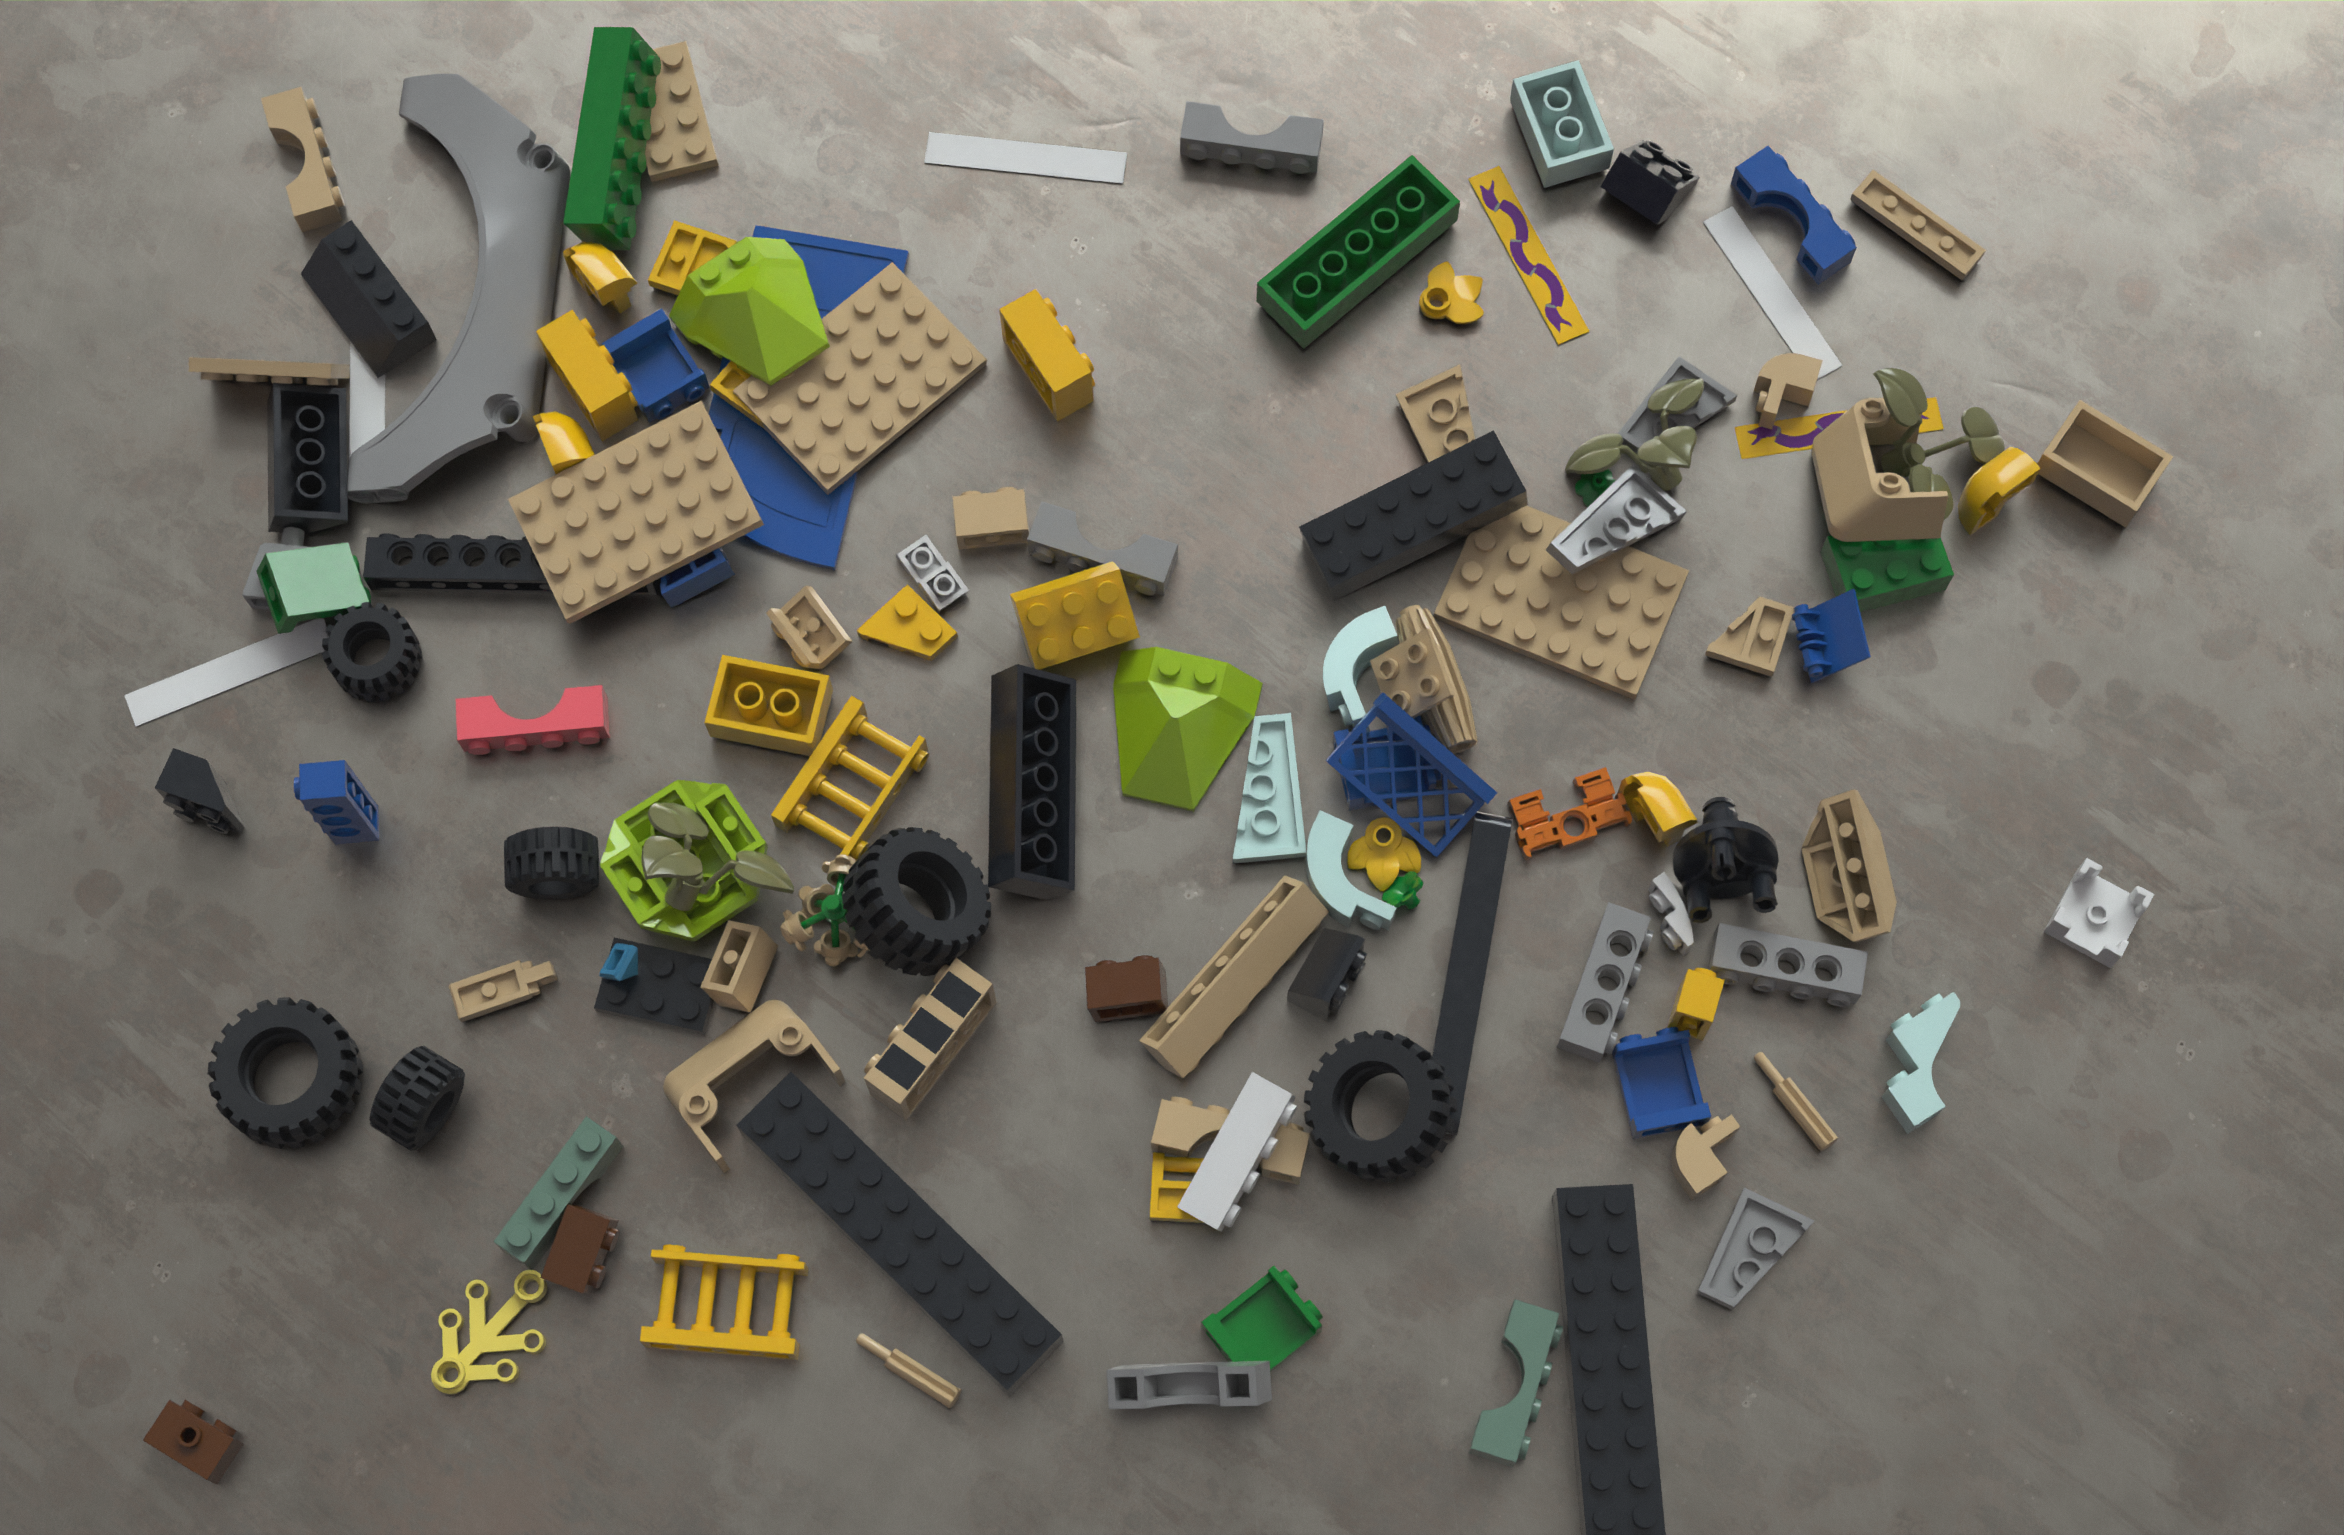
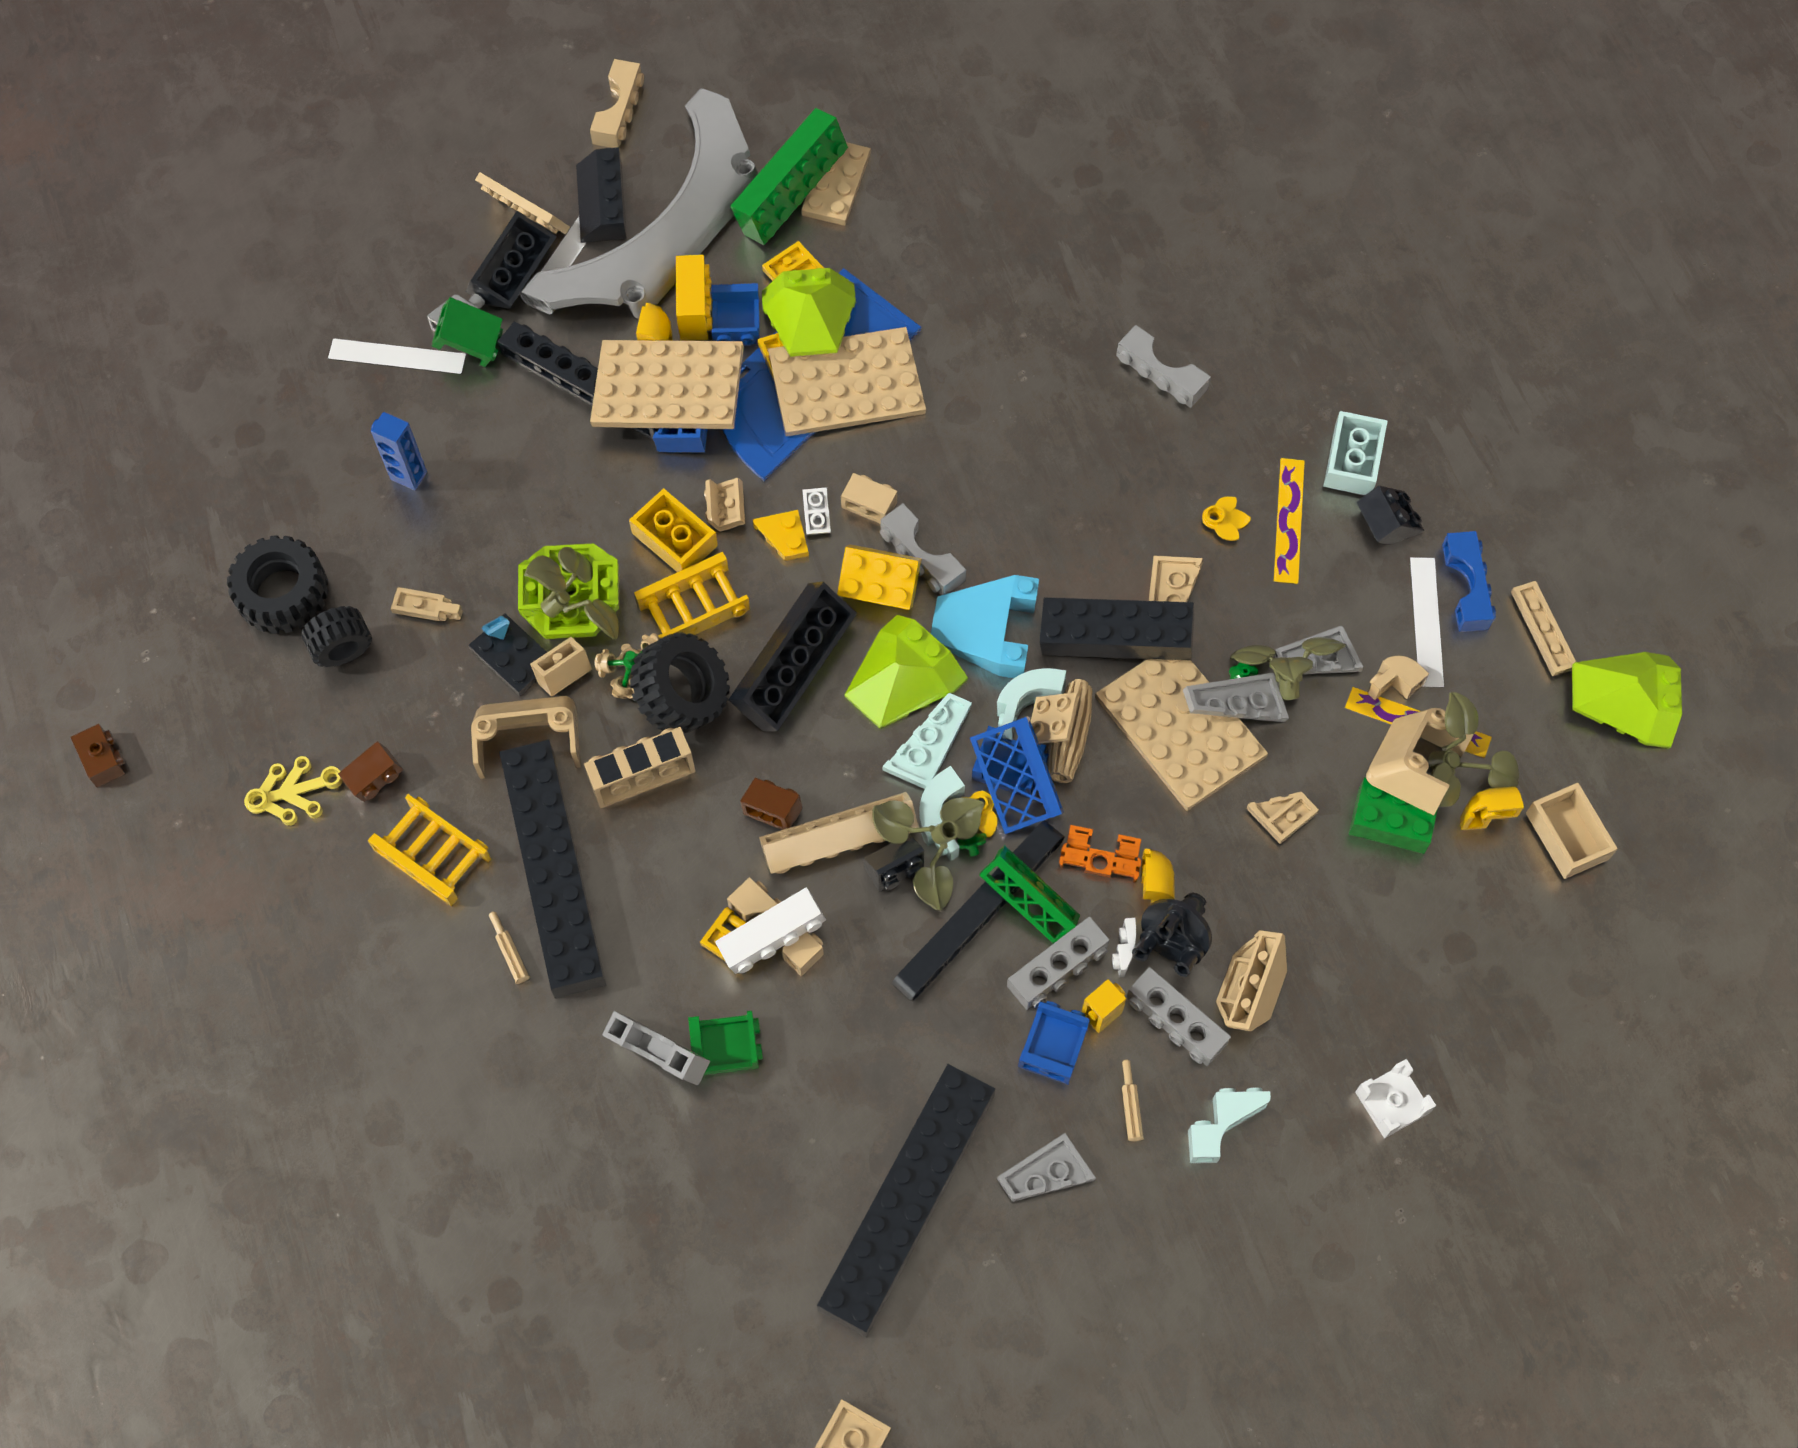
camera: 30 degrees right, 5 degrees down
(199, 792) = (333, 408): black slope -> none
(357, 629) = (473, 369): black tyre -> none
(537, 1219) = (404, 723): sand green arch -> none
(551, 863) = (494, 550): black tyre -> none
(577, 717) = (565, 481): coral arch -> none
(600, 274) = (737, 247): yellow brick -> none
(1025, 157) = (1024, 311): white sticker -> none
(1047, 354) = (961, 423): yellow brick -> none
(1230, 606) = (976, 619): none -> medium azure wedge
(1338, 1085) = (852, 933): black tyre -> none
(1357, 251) = (1183, 462): green brick -> none
(1375, 868) = (960, 820): none -> olive plant
(1501, 1430) = (825, 1188): sand green arch -> none
(1523, 905) = (1036, 888): none -> green fence
(1693, 1158) = (1046, 1096): tan brick -> none
(1831, 635) = (1328, 837): blue hinge -> none
(2070, 251) = (1632, 693): none -> lime wedge

